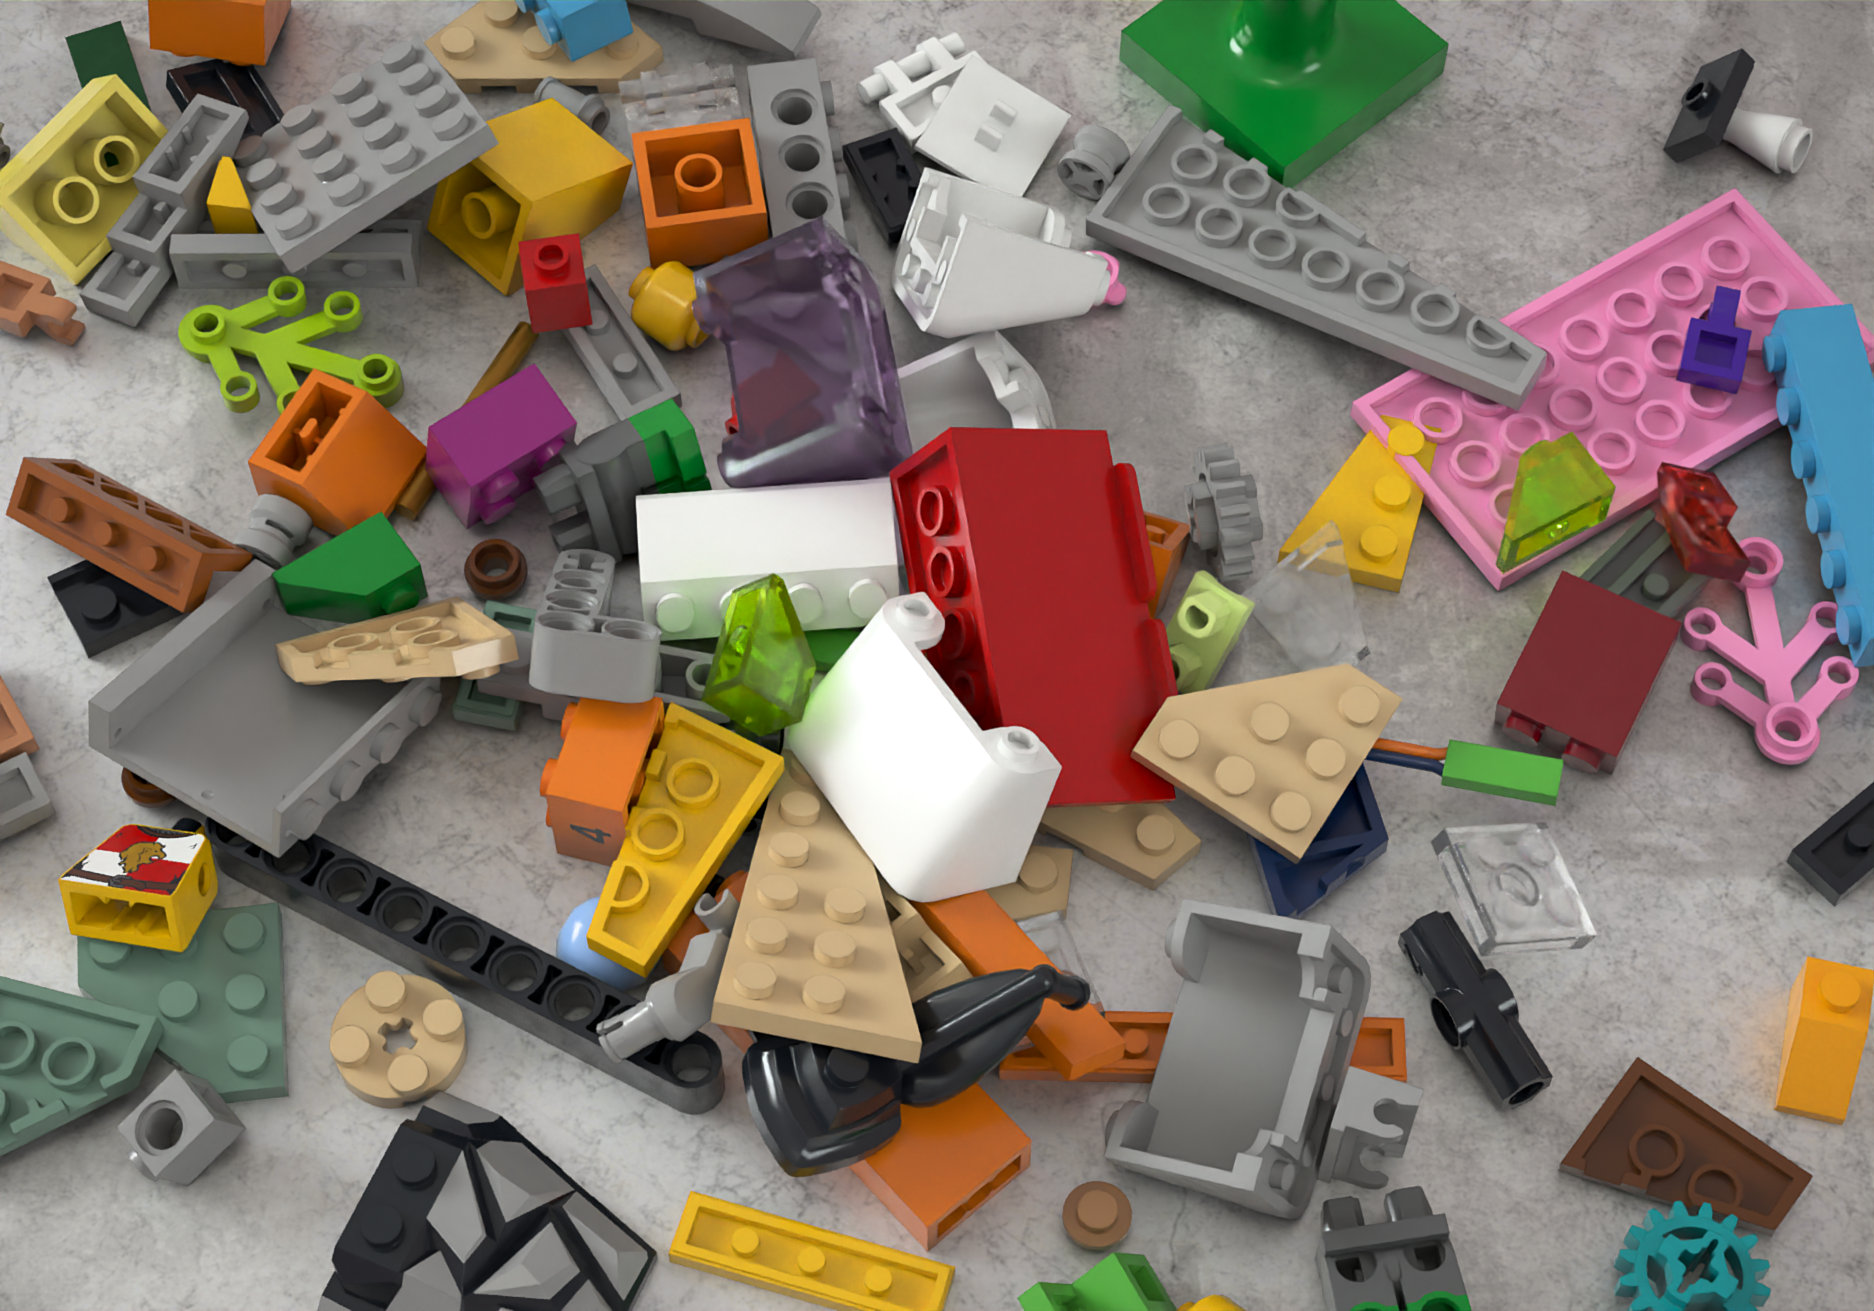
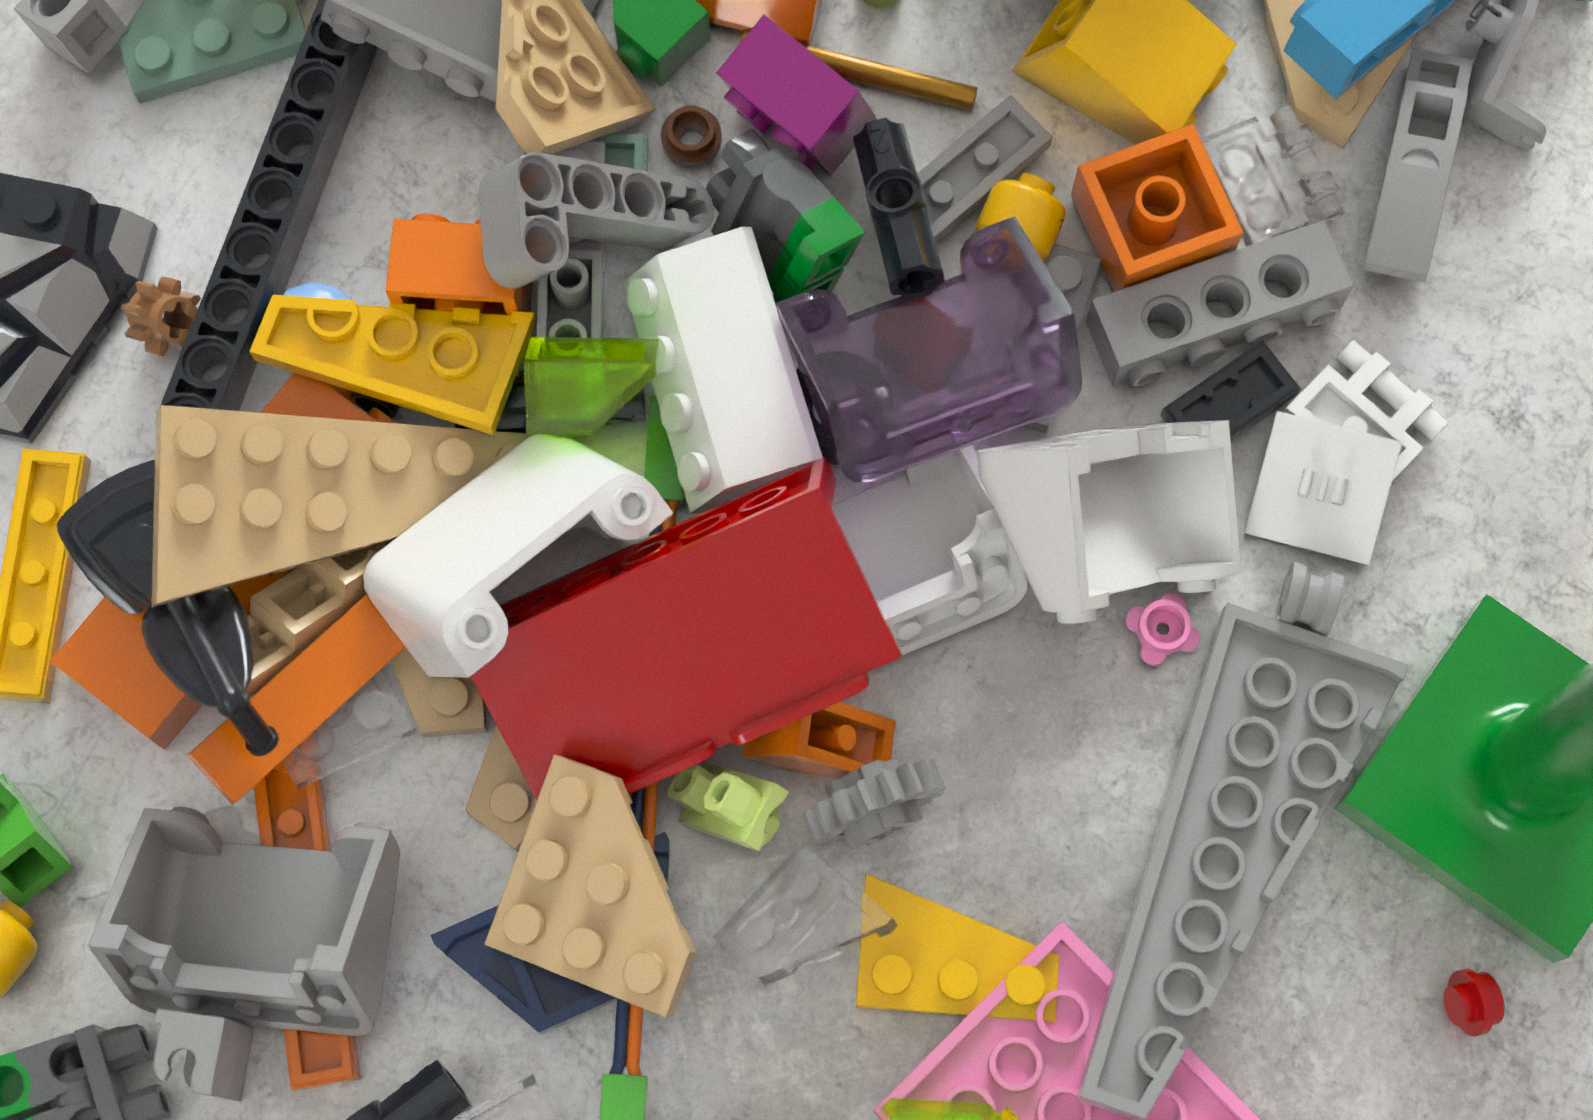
camera: 80 degrees right, 15 degrees up
(385, 1005) = (181, 146): tan plate -> none
(555, 283) = (998, 98): red brick -> none
(559, 1081) = (146, 312): none -> medium nougat gear
(588, 108) = (1246, 73): light grey pin -> none
(613, 384) = (898, 209): none -> black piece
(682, 1000) = (210, 384): light grey arm -> none
(1097, 1215) = (109, 817): medium nougat plate -> none
(1472, 124) = (1473, 1001): none -> red plate

